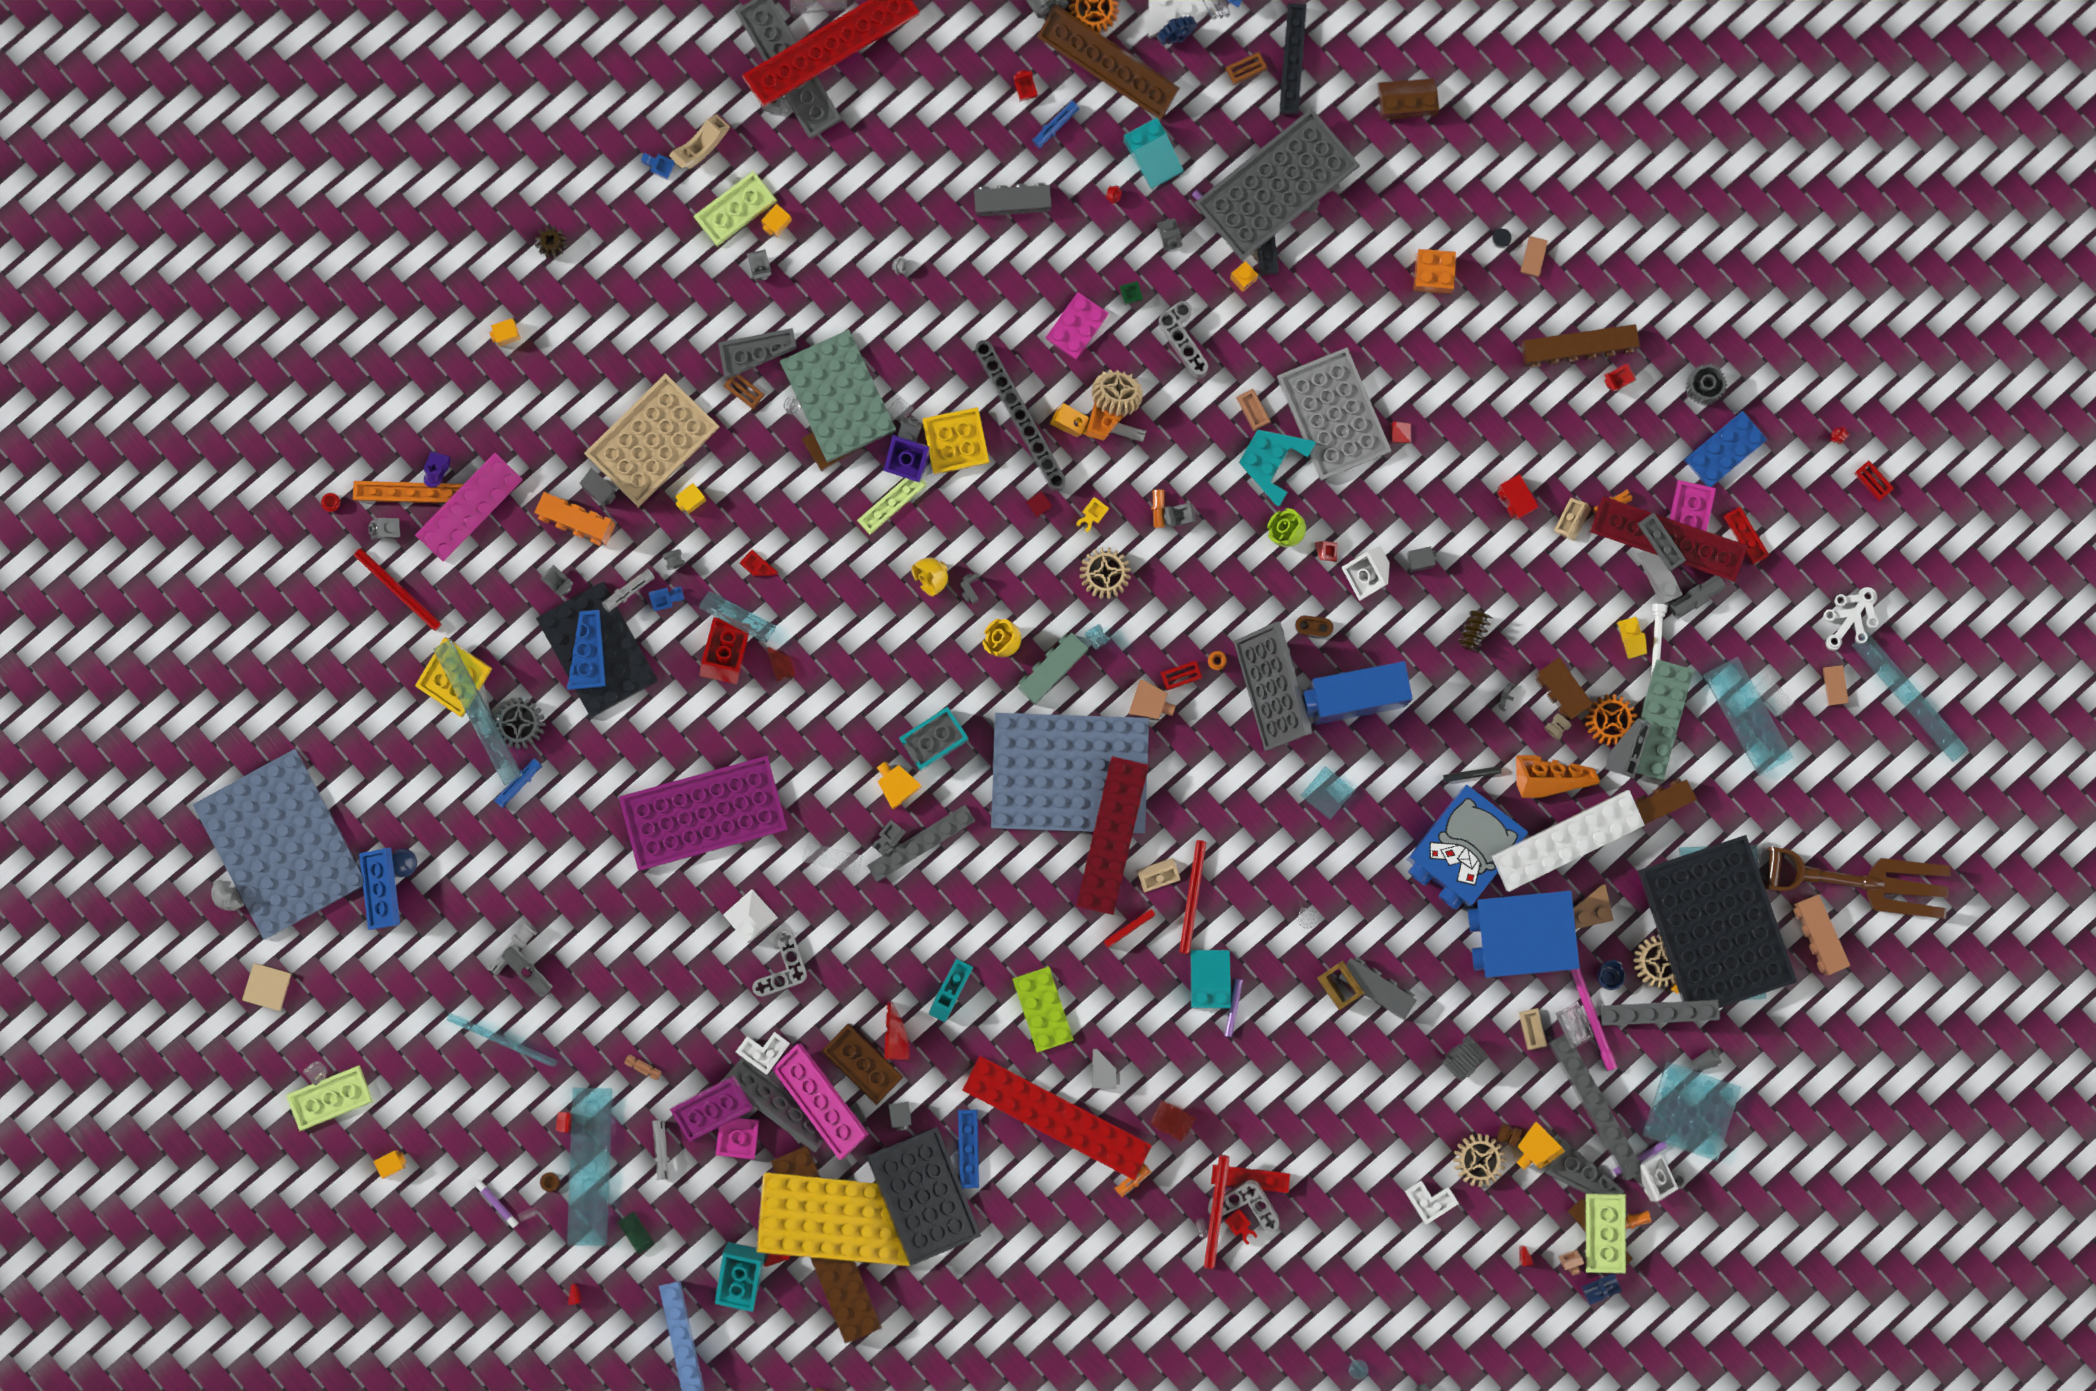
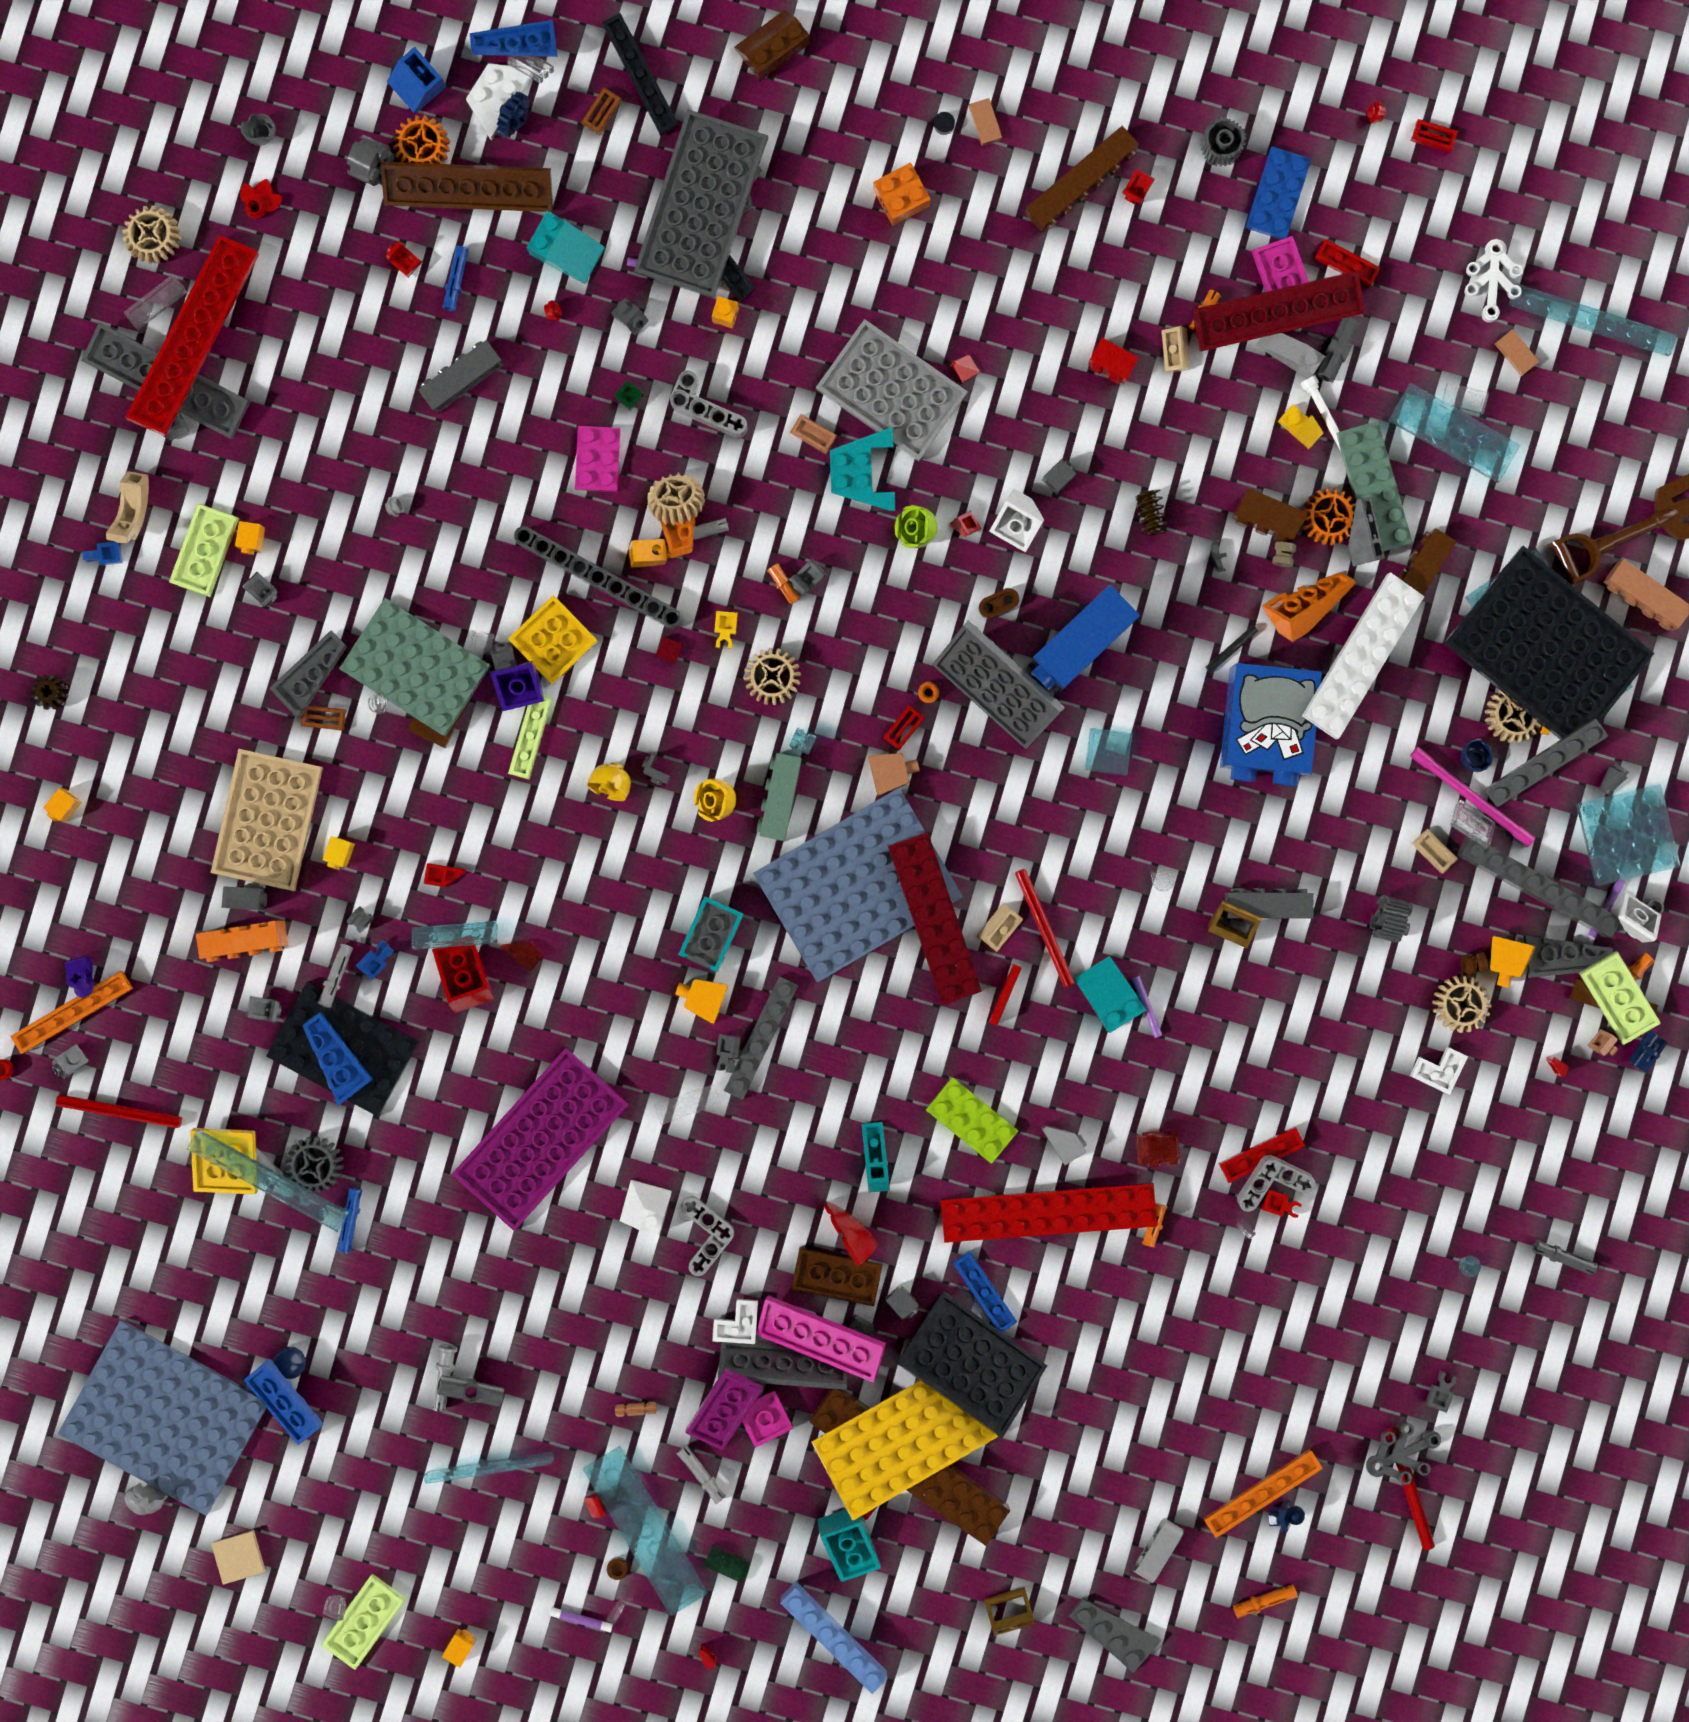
camera: 30 degrees left, 5 degrees up
(468, 507) = (134, 992): dark pink plate -> none
(1216, 1212) = (1250, 1205): red axle -> none
(1525, 934) = (1377, 769): blue brick -> none
(1593, 909) = (1421, 705): medium nougat wing -> none
(1661, 541) = (1275, 318): dark grey plate -> none

